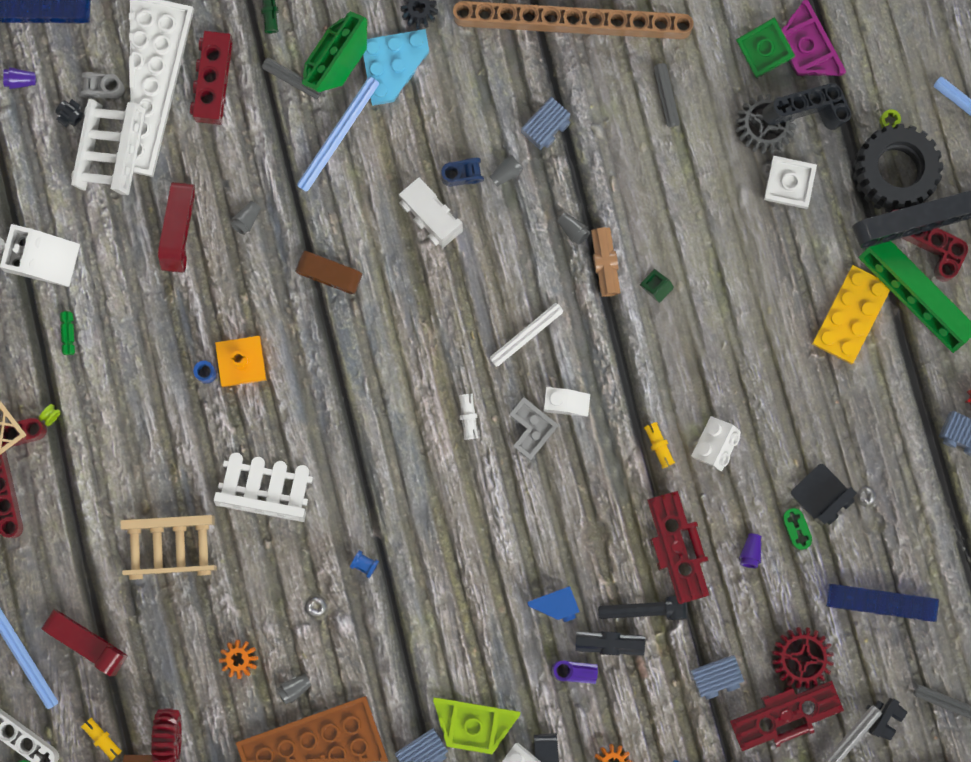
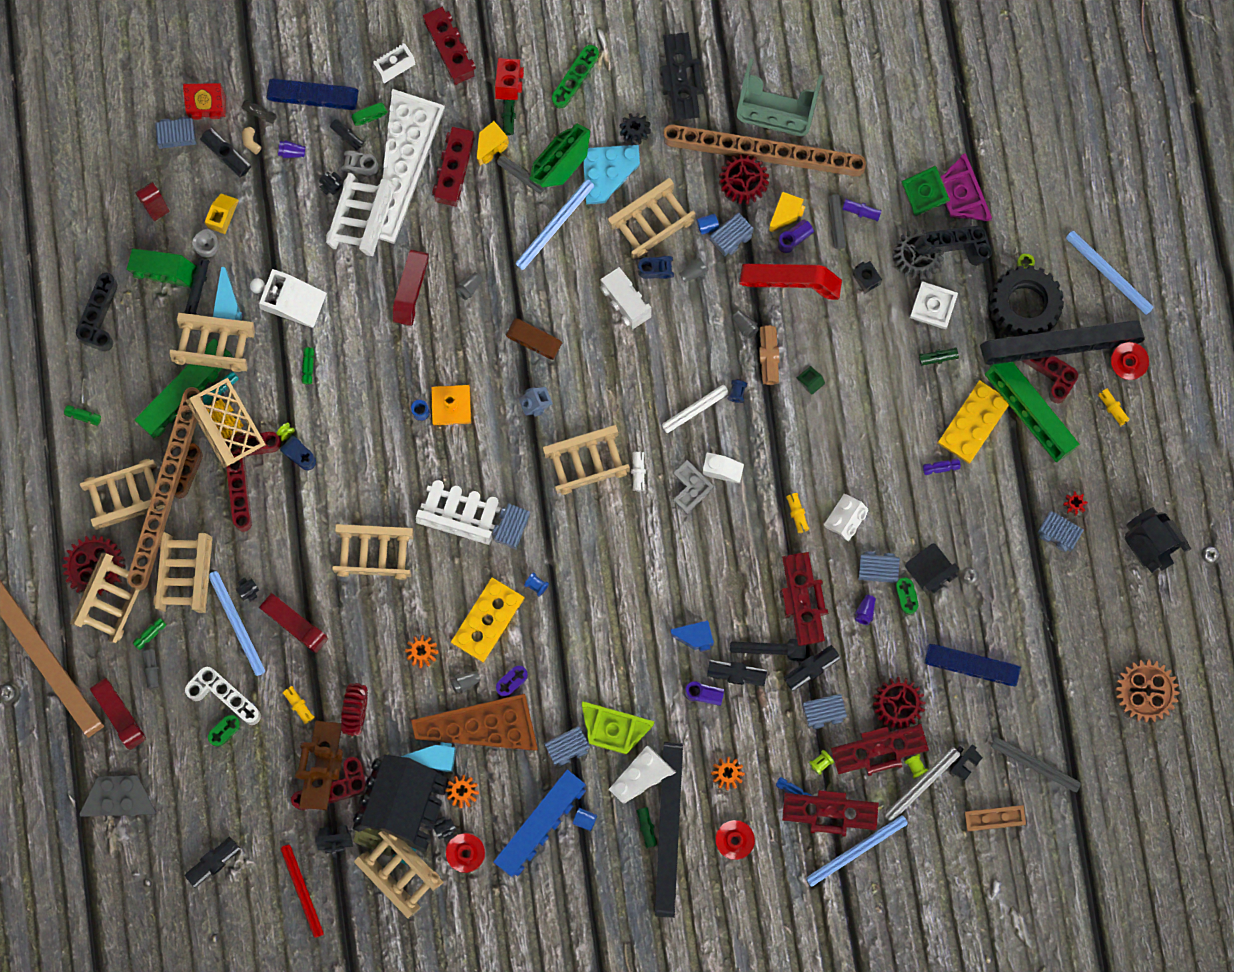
camera: 10 degrees right, 5 degrees down
(25, 608) = (247, 589): none -> black gear
(66, 437) = (296, 451): none -> dark blue piece
(82, 53) = (346, 134): none -> black axle
(105, 26) = (369, 114): none -> green beam
(251, 44) = (490, 142): none -> yellow slope
(296, 613) = (483, 607): none -> yellow plate
(327, 498) = (511, 526): none -> sand blue brick
(338, 347) = (535, 401): none -> sand blue brick
(352, 685) = (508, 678): none -> dark purple beam
(388, 396) = (572, 447): none -> tan fence
(429, 108) = (650, 200): none -> tan fence
(516, 114) = (707, 224): none -> blue beam
(560, 54) = (736, 180): none -> dark red gear
(573, 309) = (737, 391): none -> dark blue bush
(607, 89) = (787, 211): none -> yellow slope
(620, 117) = (795, 235): none -> dark purple piece
(625, 166) = (792, 276): none -> red beam
(694, 78) = (861, 210): none -> dark purple pin
(696, 627) = (812, 668): none -> black piece
(709, 166) = (867, 284): none -> black brick
(717, 734) = (821, 762): none -> lime bush
(761, 500) = (878, 568): none -> sand blue brick
(814, 238) = (938, 356): none -> dark green pin
(820, 371) = (942, 466): none -> dark purple axle
(831, 730) = (916, 766): none -> lime bush

